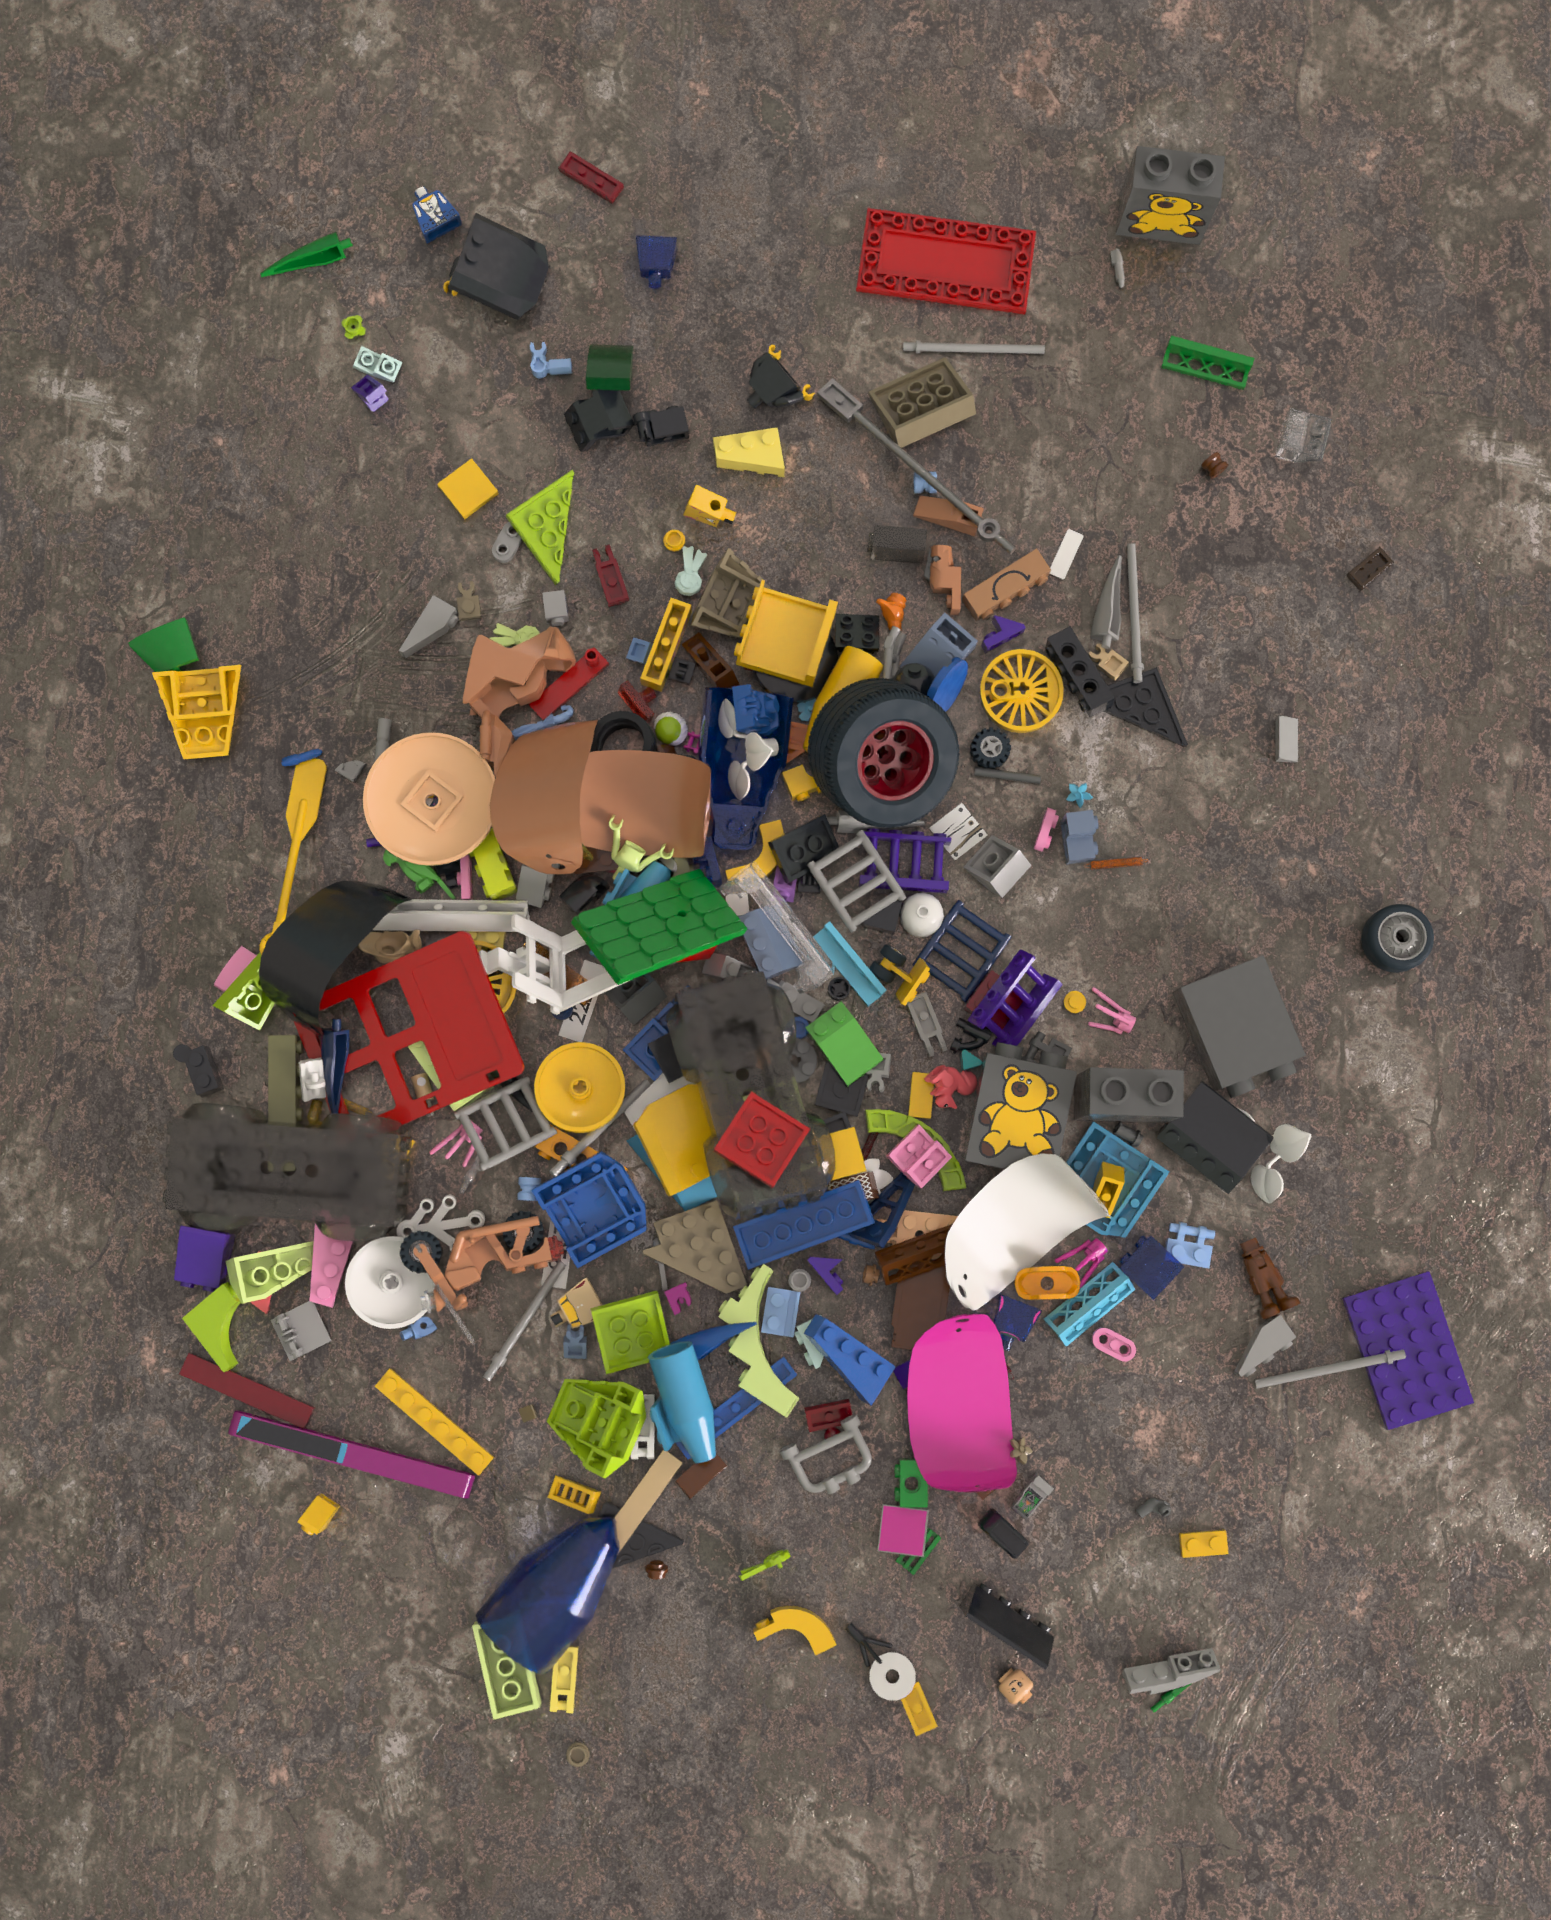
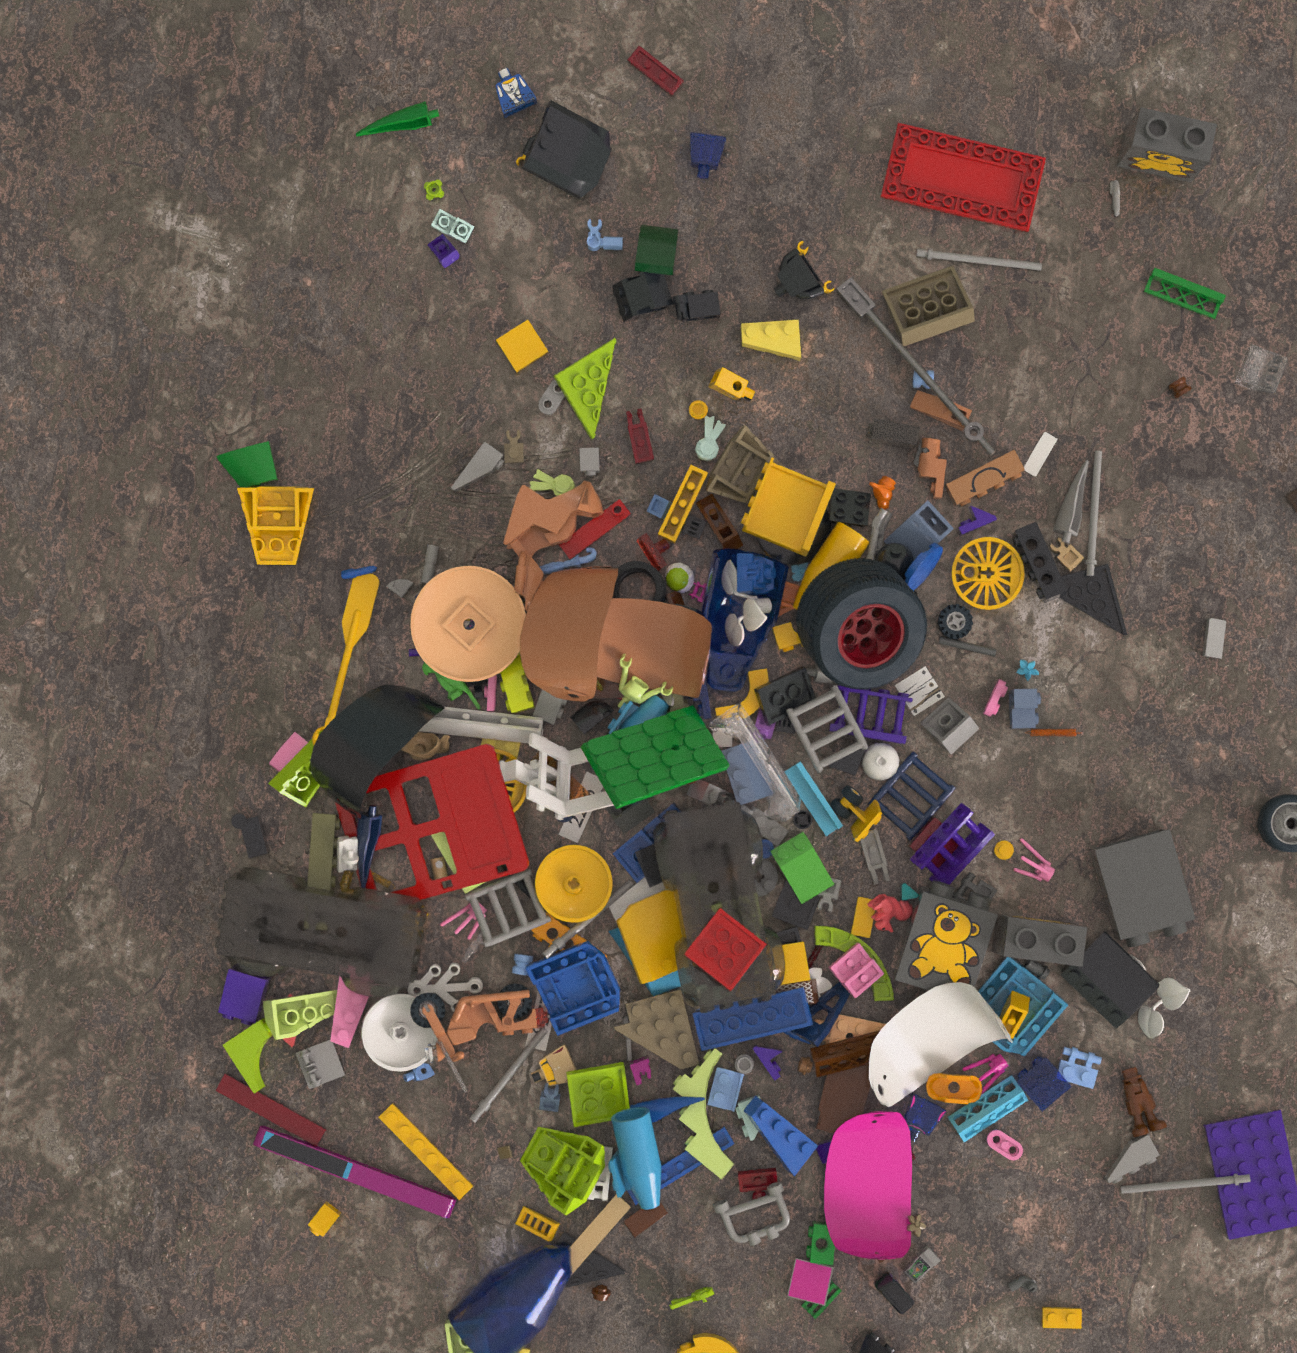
camera: 10 degrees right, 5 degrees up
(981, 1036) = (919, 874): black plant -> none

